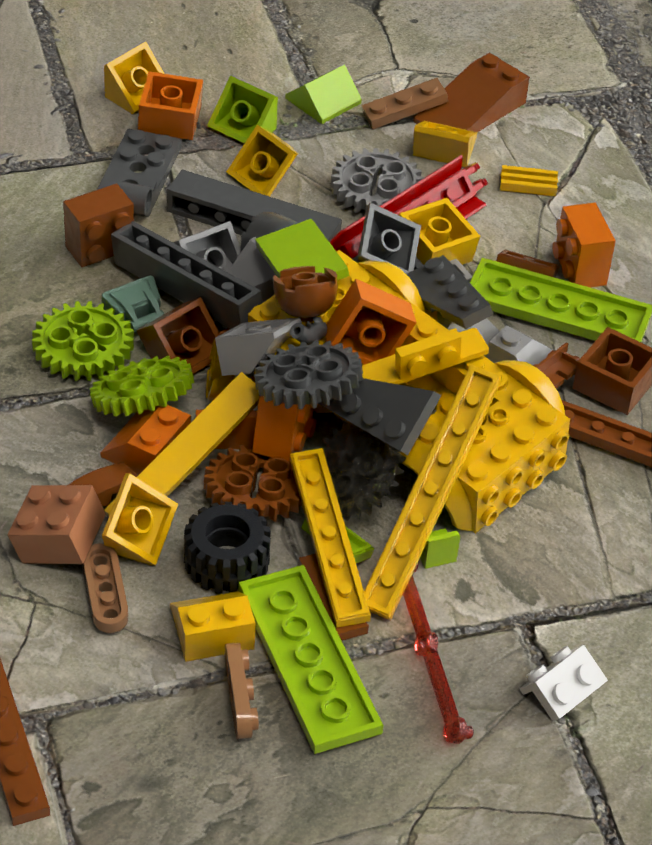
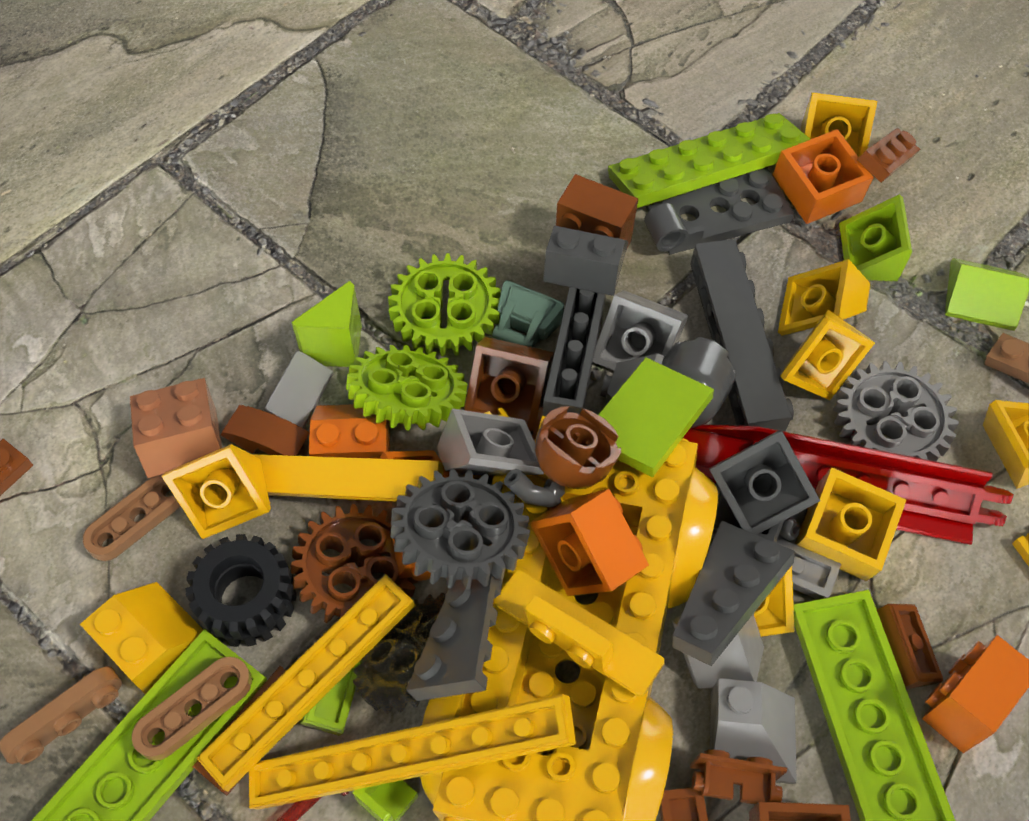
camera: 60 degrees right, 15 degrees up
(61, 398) = (331, 329): none -> lime slope
(76, 452) = (299, 389): none -> light grey slope
(95, 147) = (705, 159): none -> lime plate
(141, 232) = (584, 260): none -> dark grey slope
(186, 65) = (889, 154): none -> dark orange plate
(305, 623) = (172, 713): none -> medium nougat plate
(310, 178) = (827, 356): none -> yellow slope

